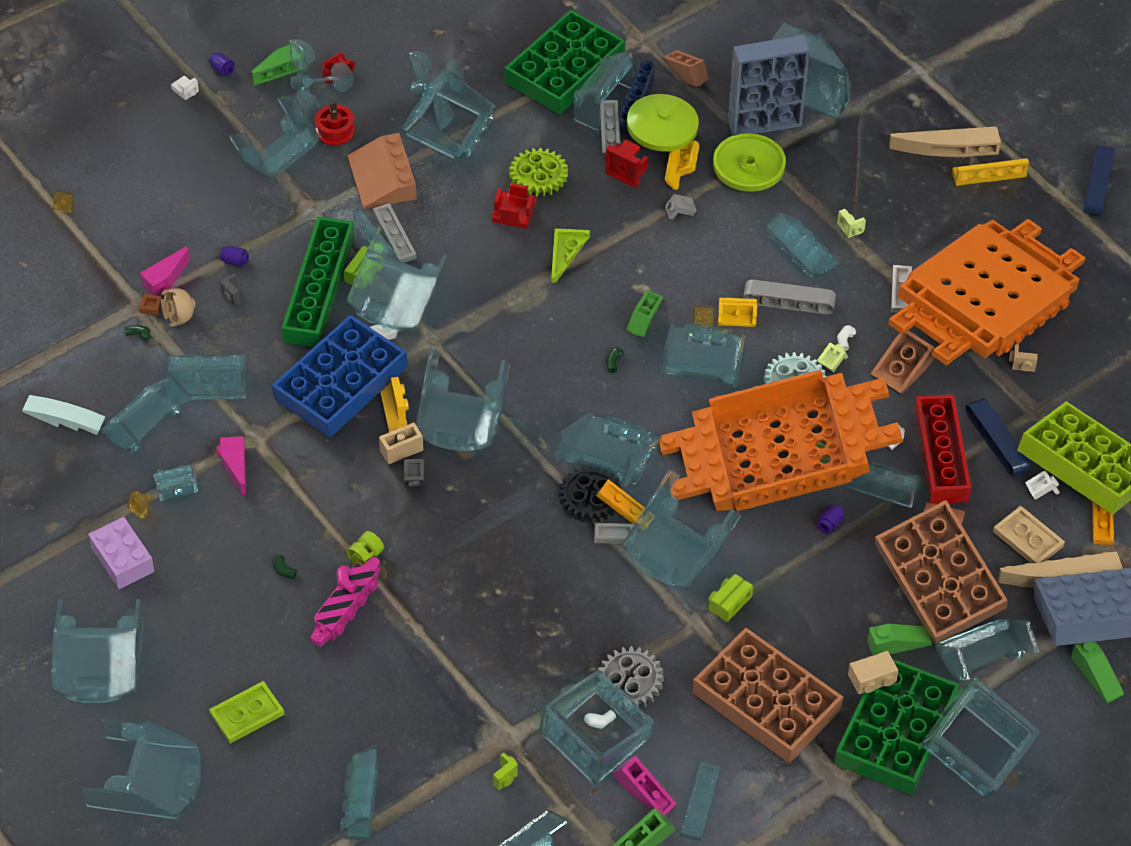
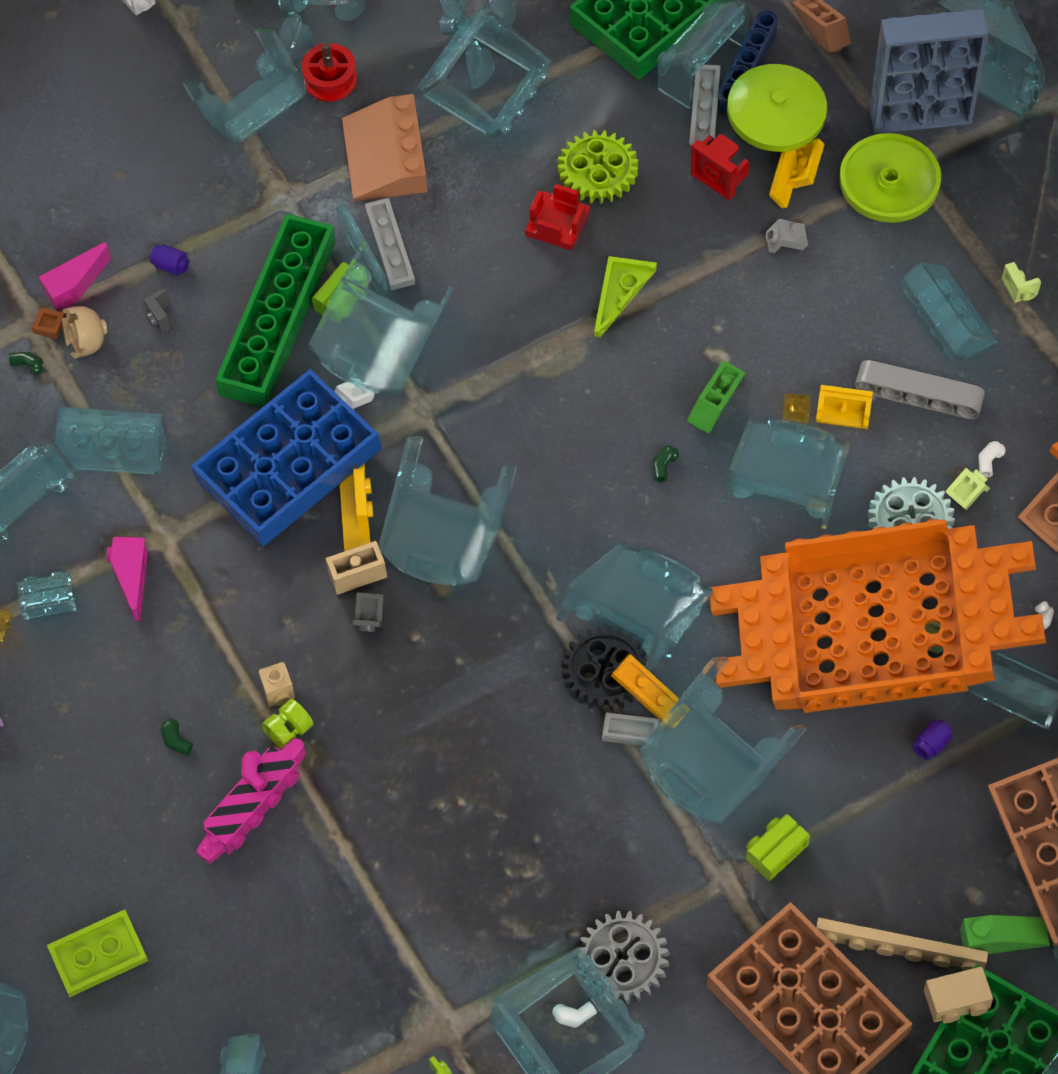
camera: 10 degrees right, 10 degrees up
(354, 524) = (277, 684): none -> tan bracket
(824, 651) = (911, 947): none -> tan plate

